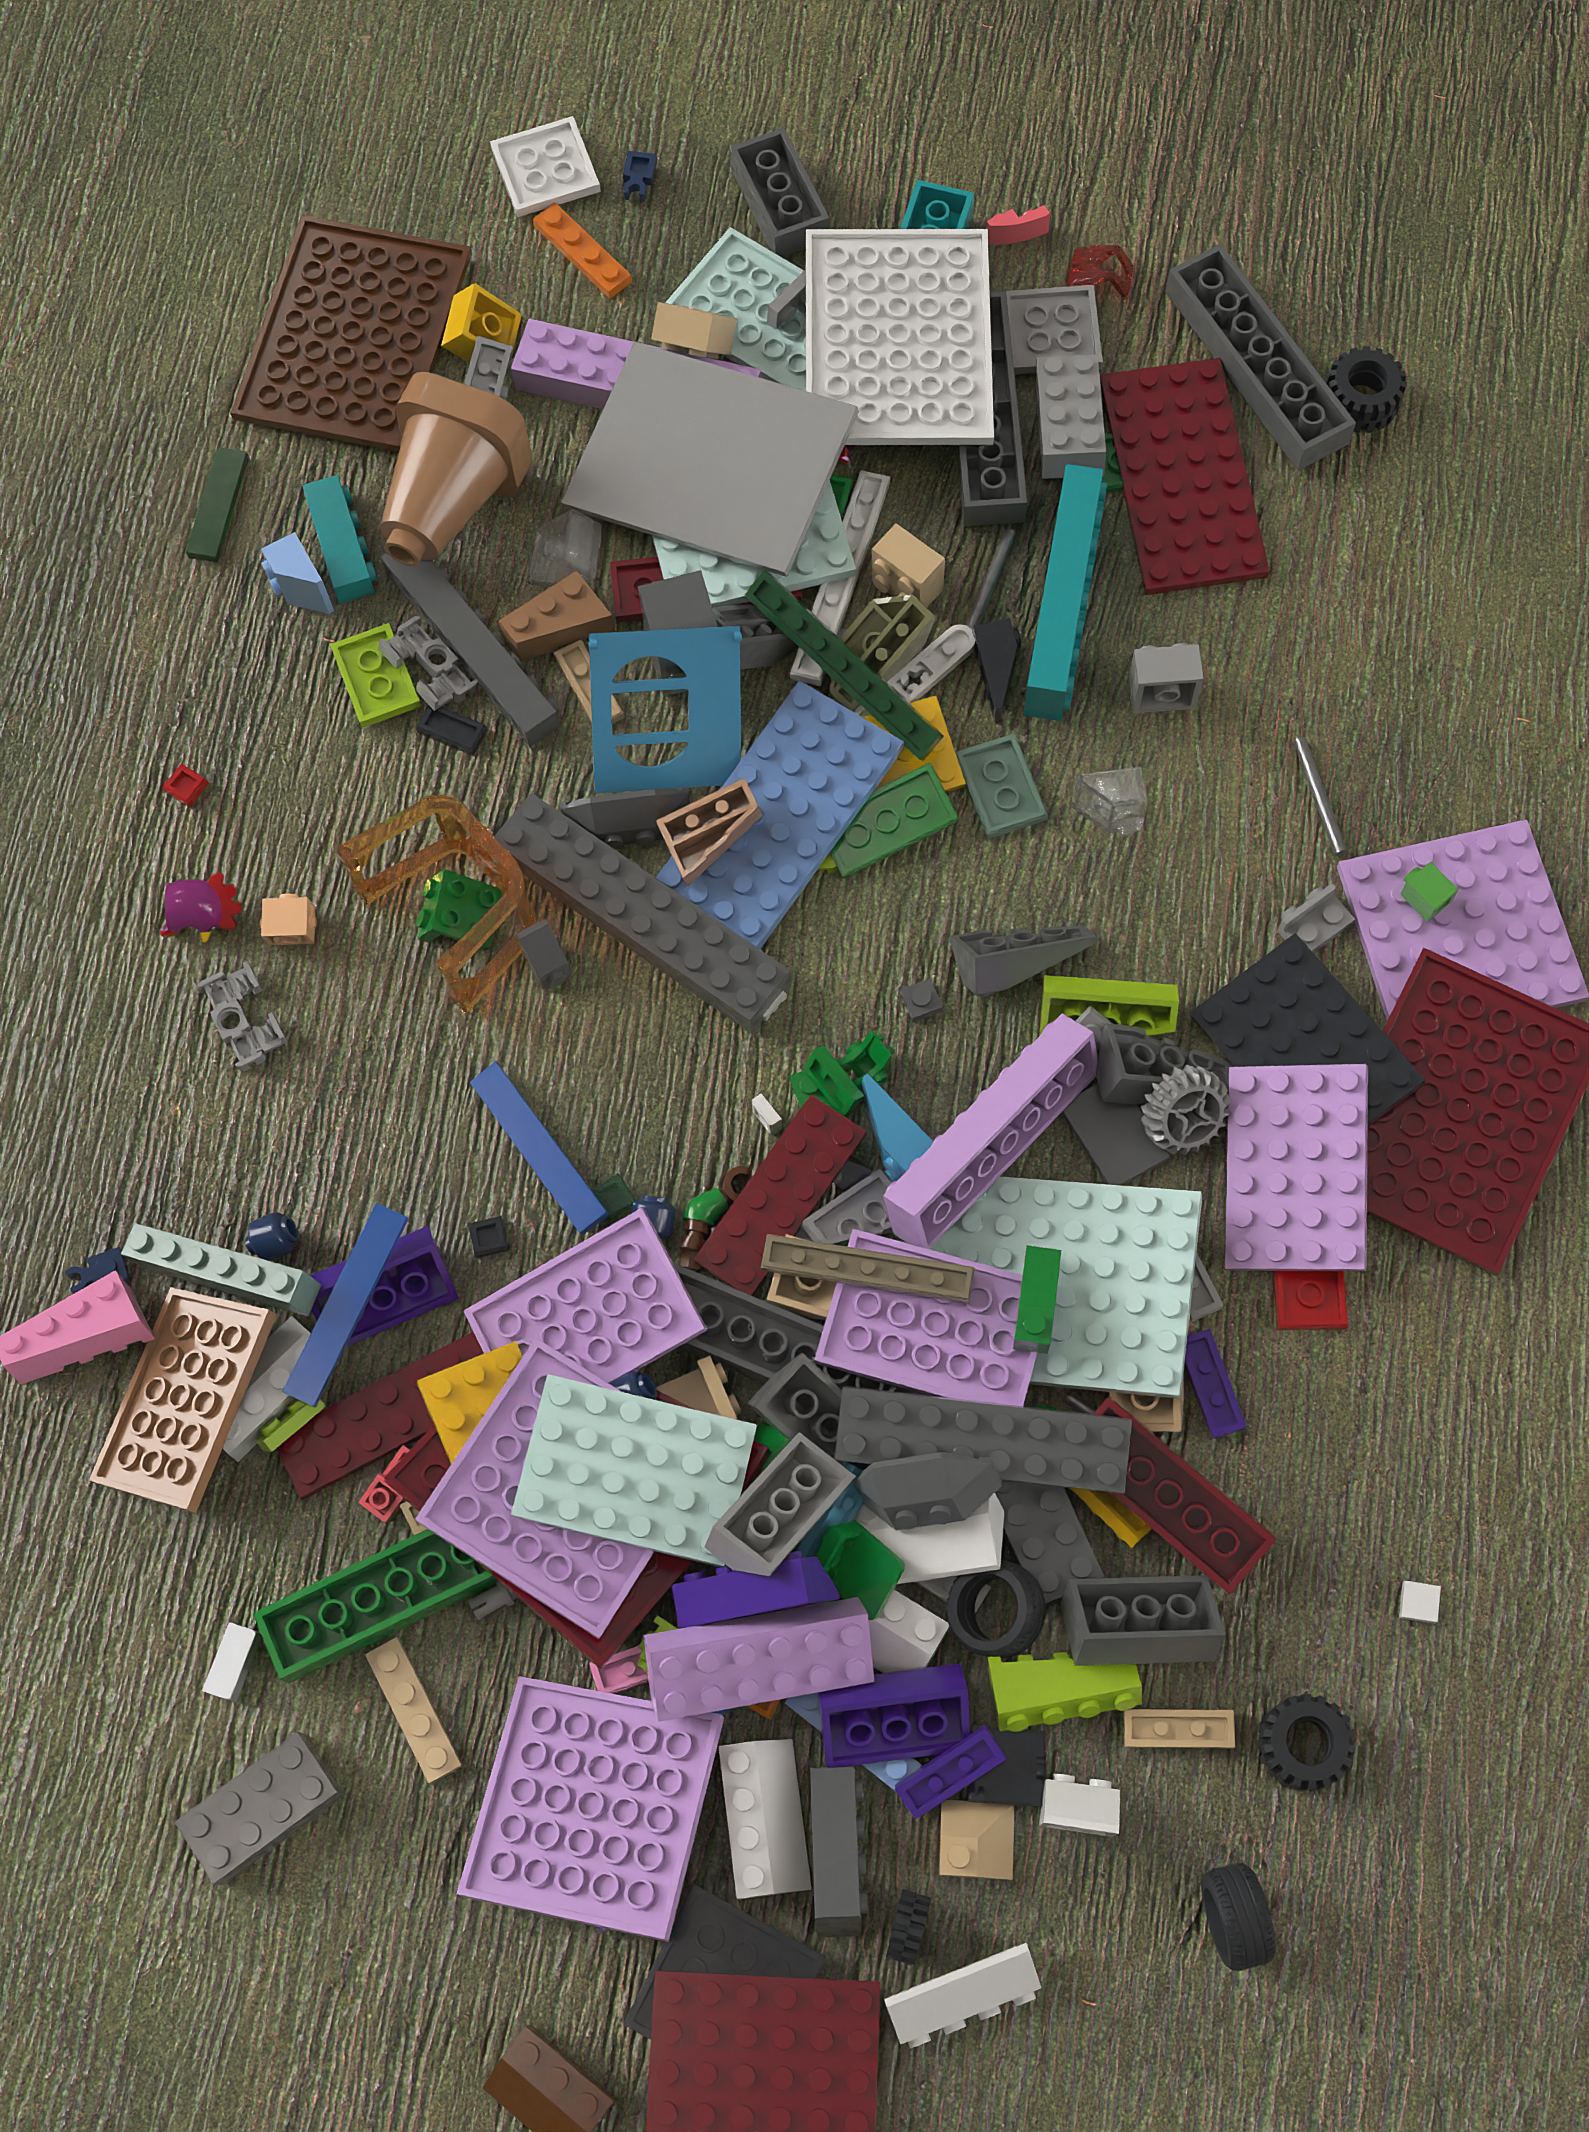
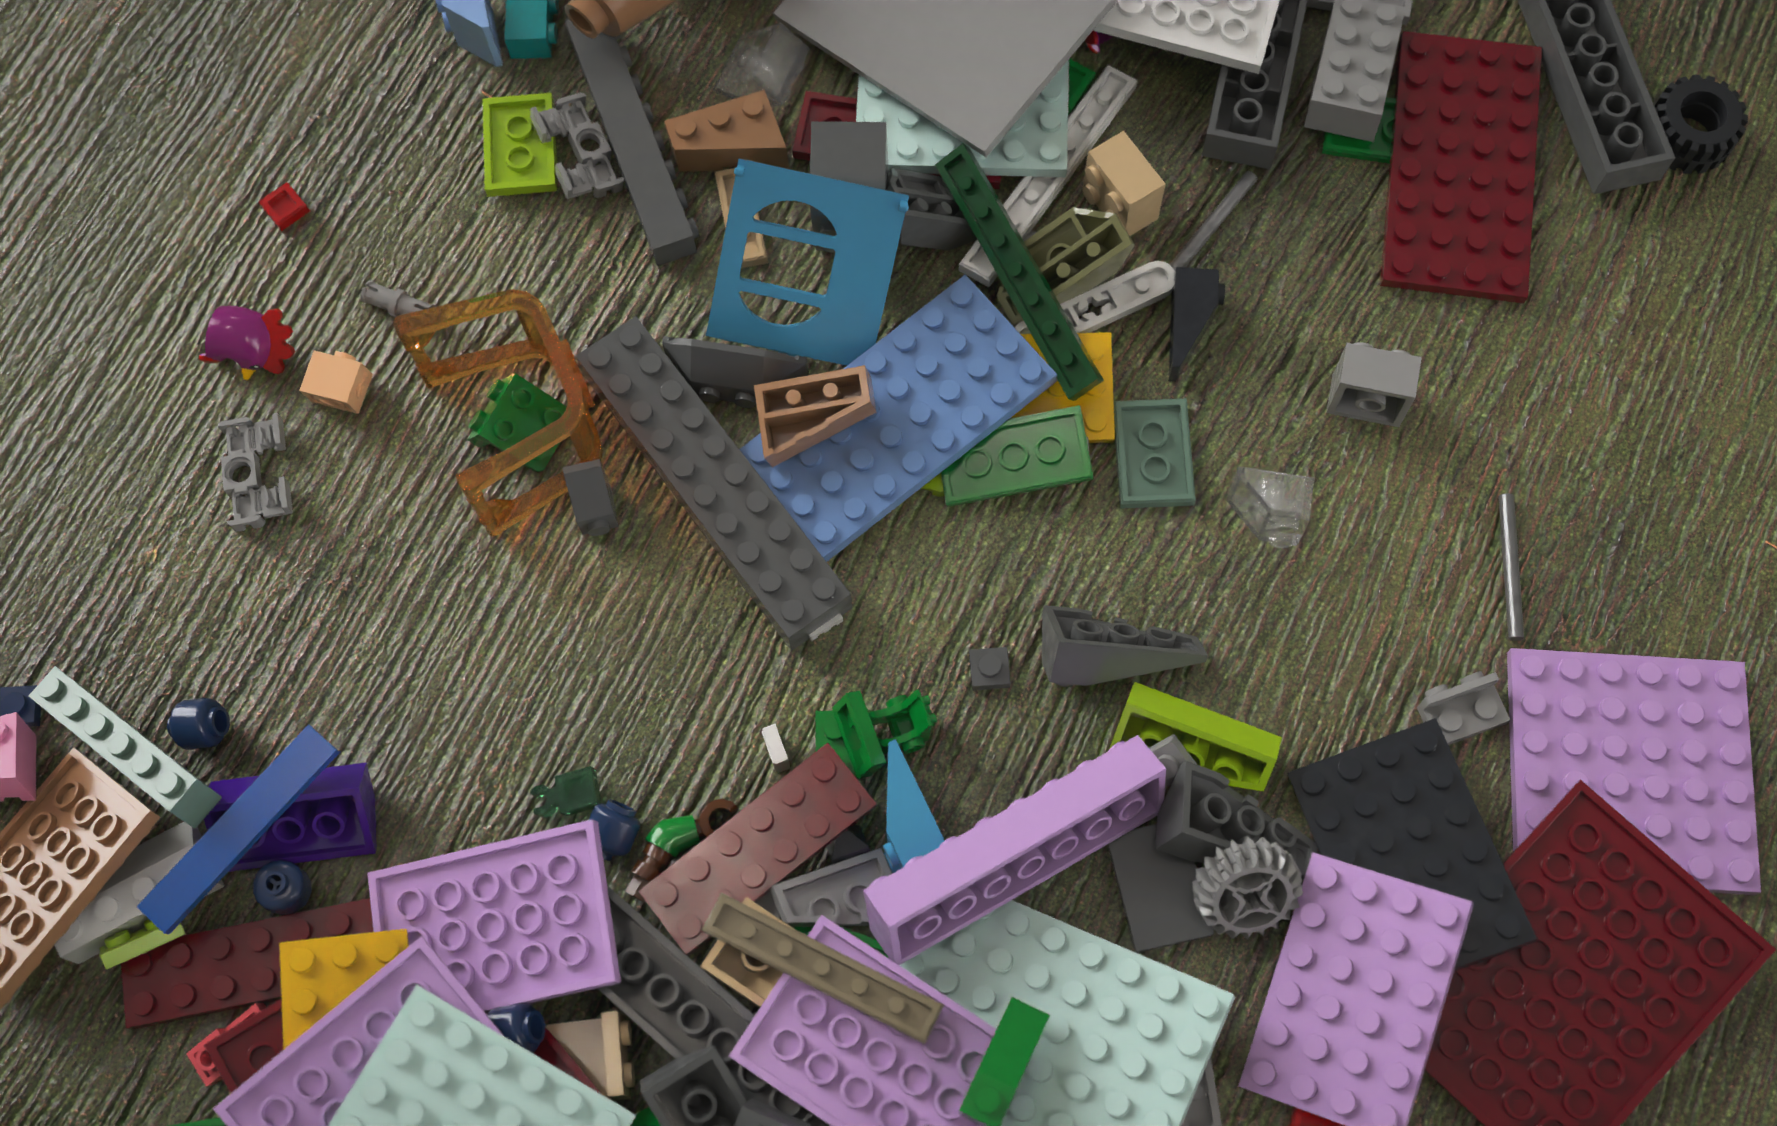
camera: 15 degrees right, 0 degrees up
(314, 839) = (393, 301): none -> light grey pin
(389, 1355) = (282, 887): none -> dark blue head
(452, 729) = (581, 224): black tile -> none
(488, 1237) = (430, 794): black tile -> none
(539, 1148) = (516, 713): blue tile -> none
(1066, 593) = (1290, 259): teal brick -> none
(1428, 890) = (1605, 714): bright green brick -> none

